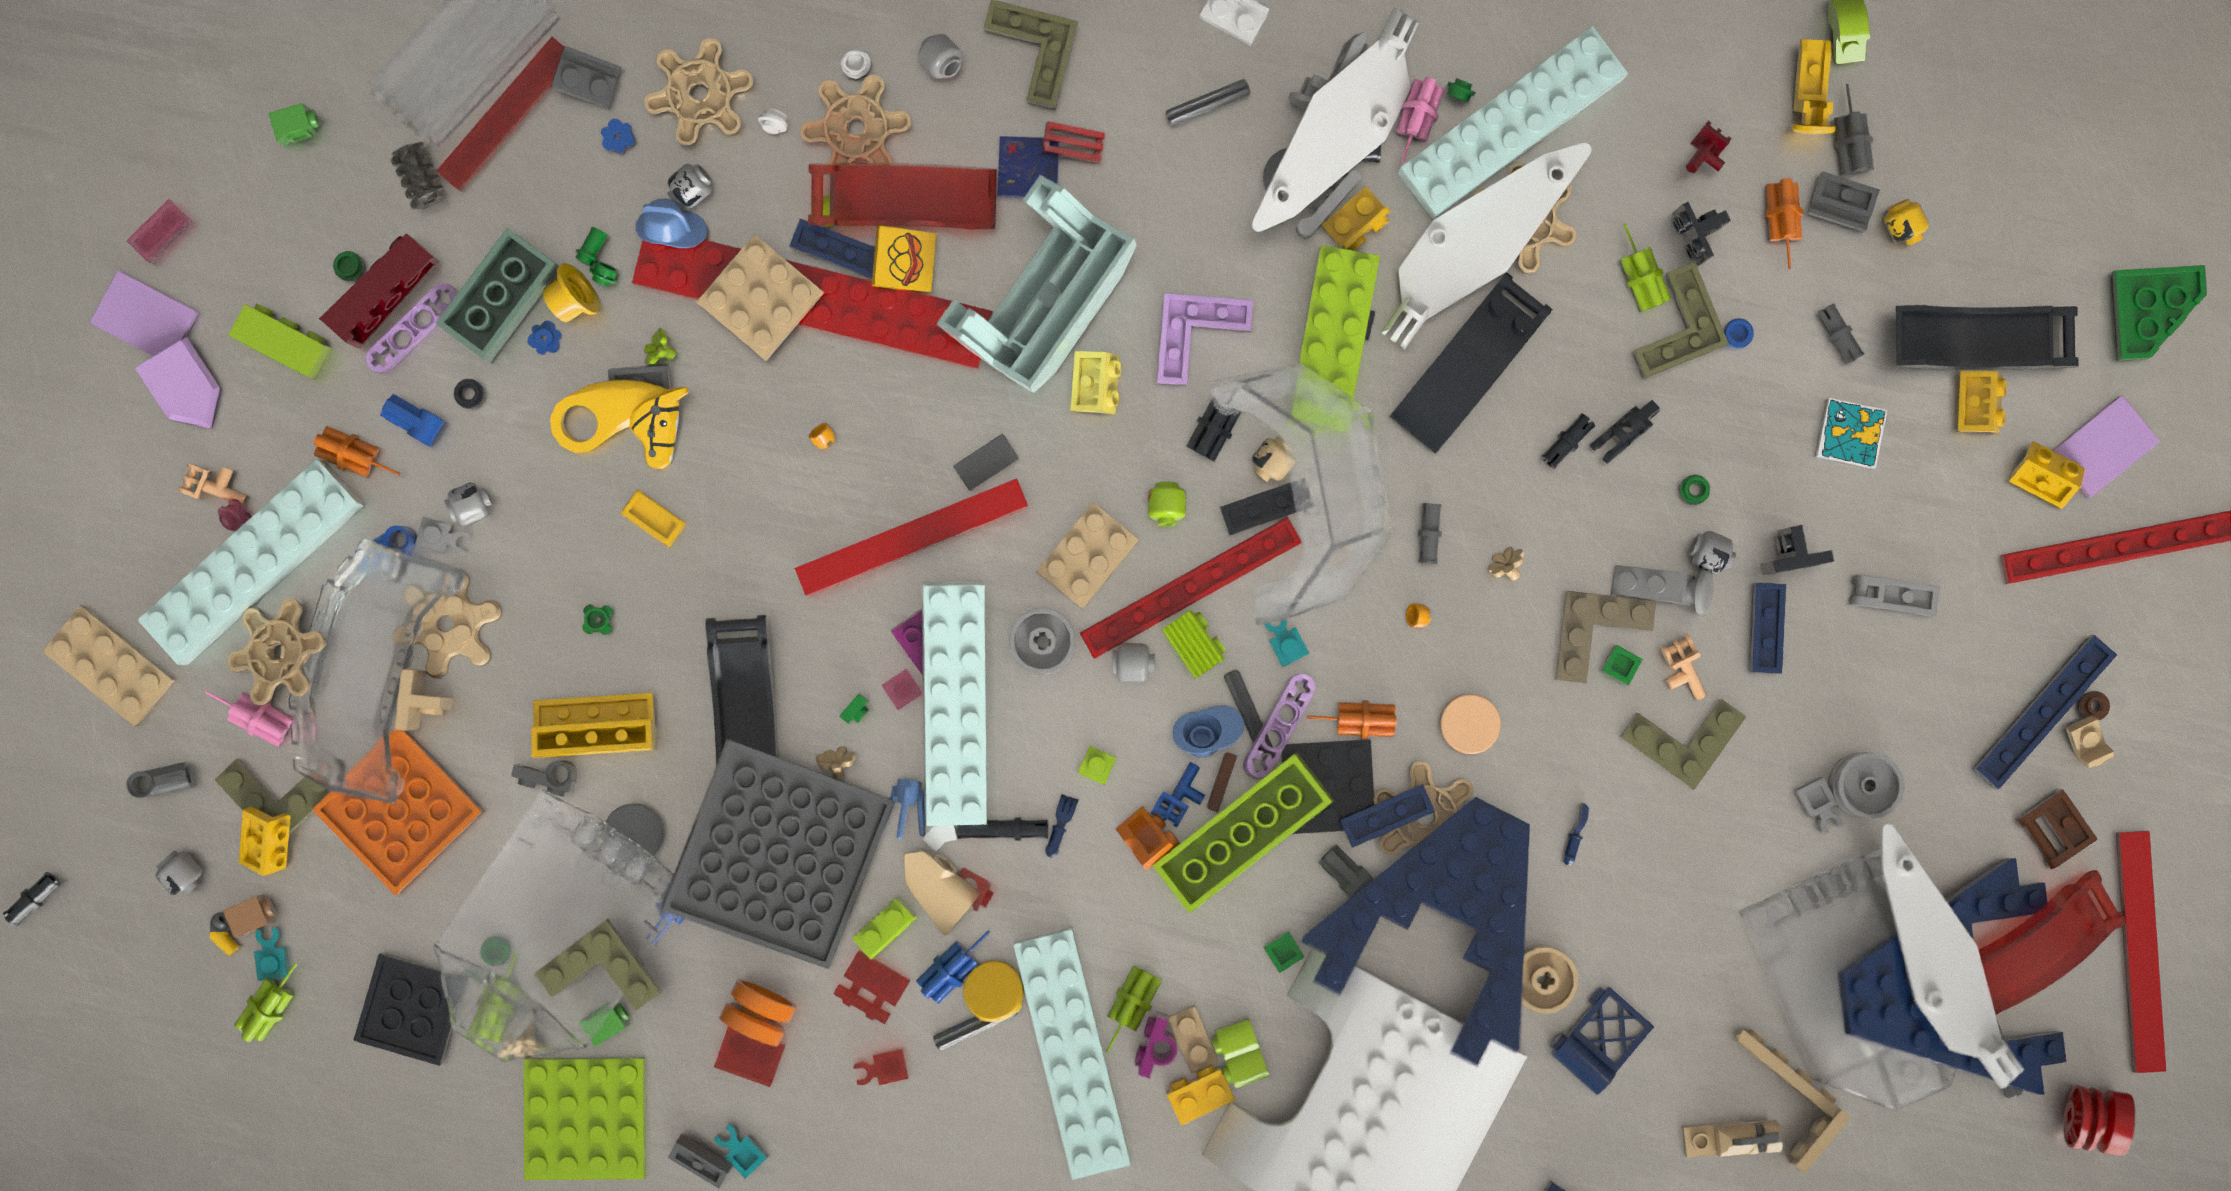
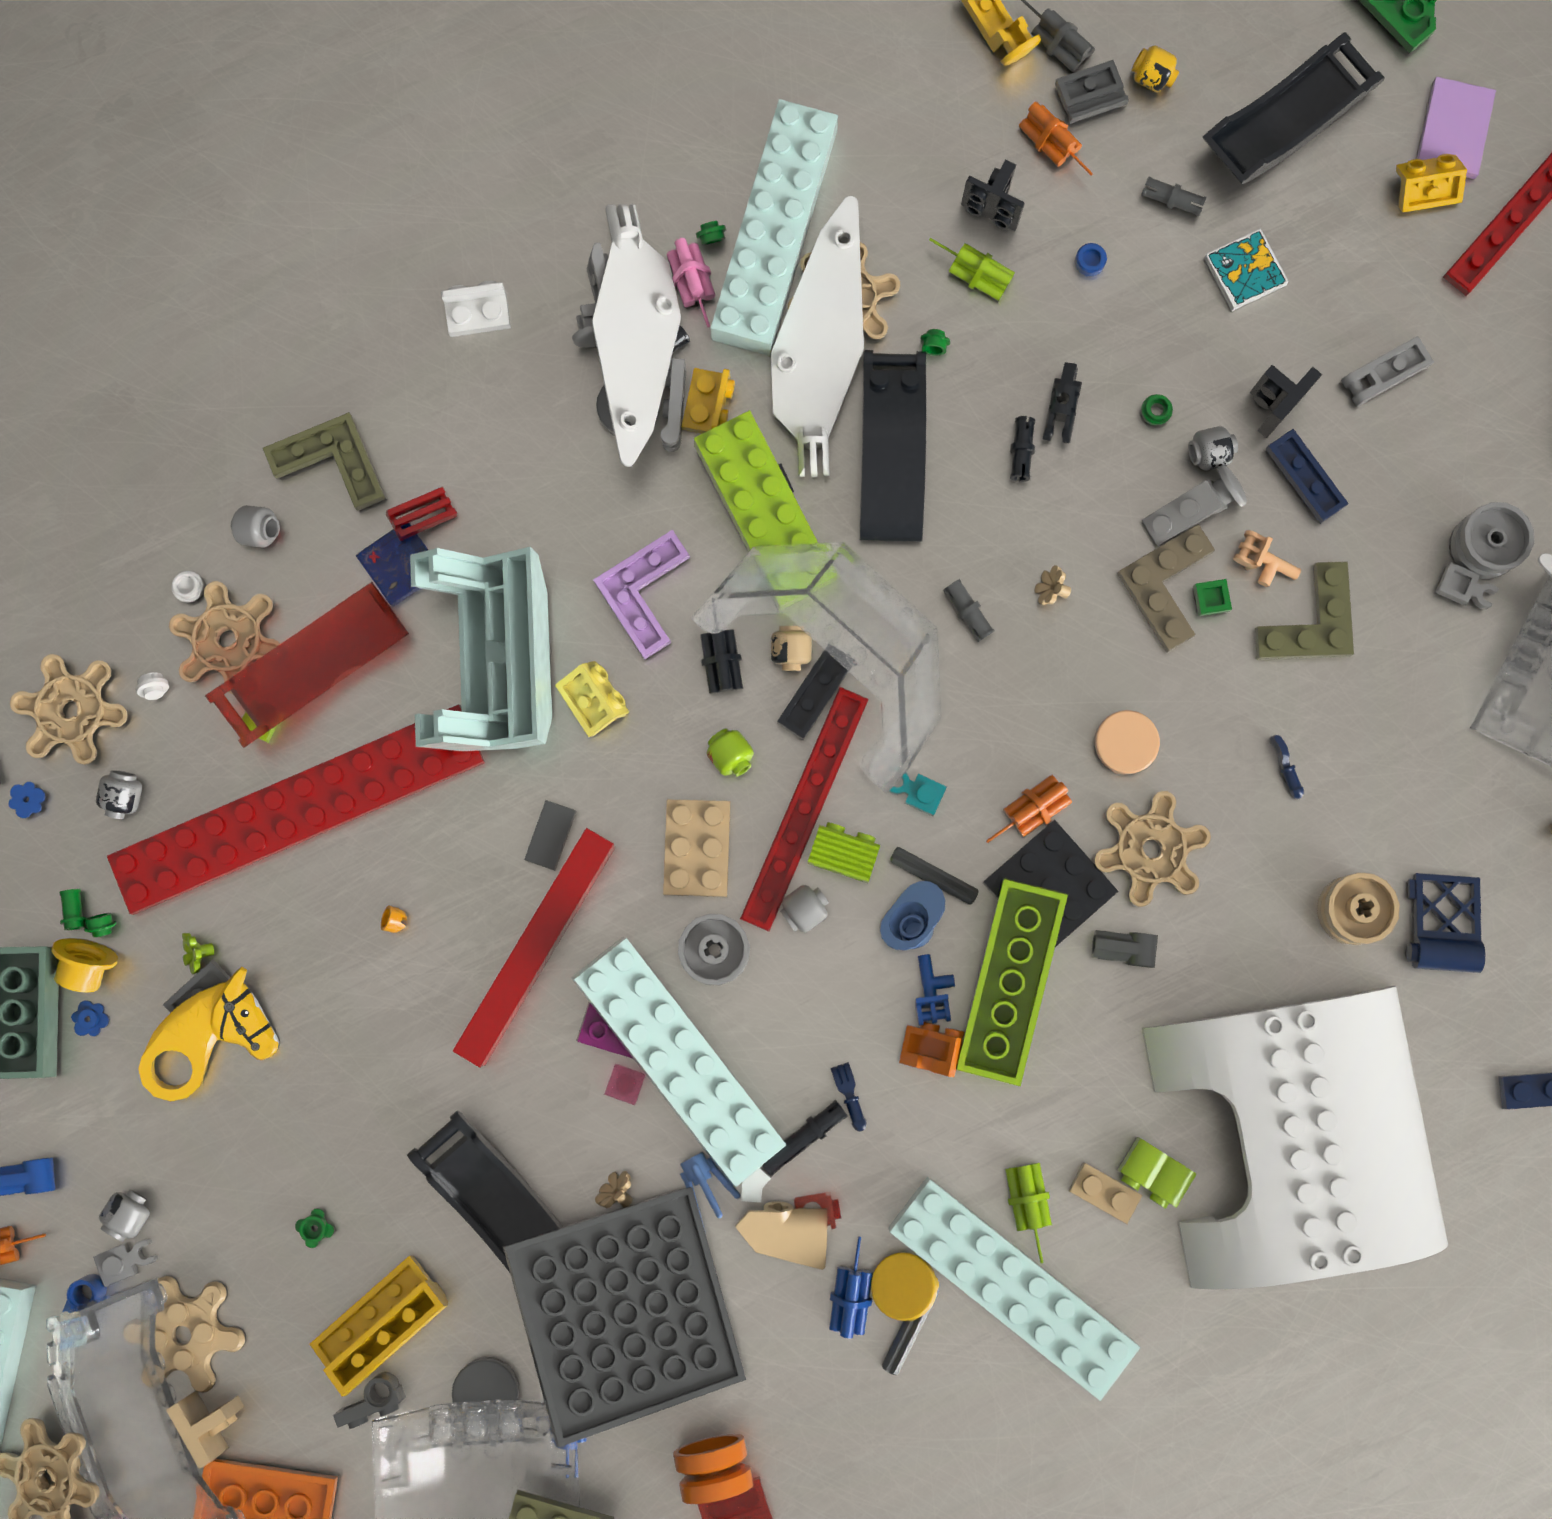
camera: 40 degrees left, 5 degrees down
(460, 389) = (47, 1117): black plate -> none
(653, 518) = (299, 1102): yellow tile -> none
(670, 225) = (125, 840): medium blue piece -> none
(760, 297) = (249, 842): tan plate -> none
(834, 248) = (286, 752): dark blue plate -> none
(855, 710) = (598, 1133): green plate -> none
(875, 978) = (791, 1355): clear red plate -> none
(884, 927) = (766, 1304): lime brick -> none
(887, 1067) = (862, 1426): clear red plate -> none
(904, 259) = (350, 717): yellow tile -> none
(1097, 765) = (841, 1020): lime plate -> none
(1154, 1032) = (1071, 1213): magenta plate -> none
(1199, 1095) = (1148, 1236): yellow bracket -> none
(1207, 102) = (509, 398): dark grey axle -> none
(1221, 782) = (958, 952): reddish brown tile -> none
(1276, 724) = (970, 867): lavender beam -> none
(1283, 952) = (1123, 1056): green plate -> none
(1387, 815) = (1120, 872): dark blue plate -> none
(1417, 615) = (1006, 682): light orange hinge -> none
(1470, 873) = (1233, 866): dark blue wing -> none
(1566, 307) = (934, 342): none -> green plate
(1703, 326) = (1057, 272): olive plate -> none
(1709, 145) = (948, 126): dark red arm -> none
(1981, 401) = (1328, 165): yellow bracket -> none

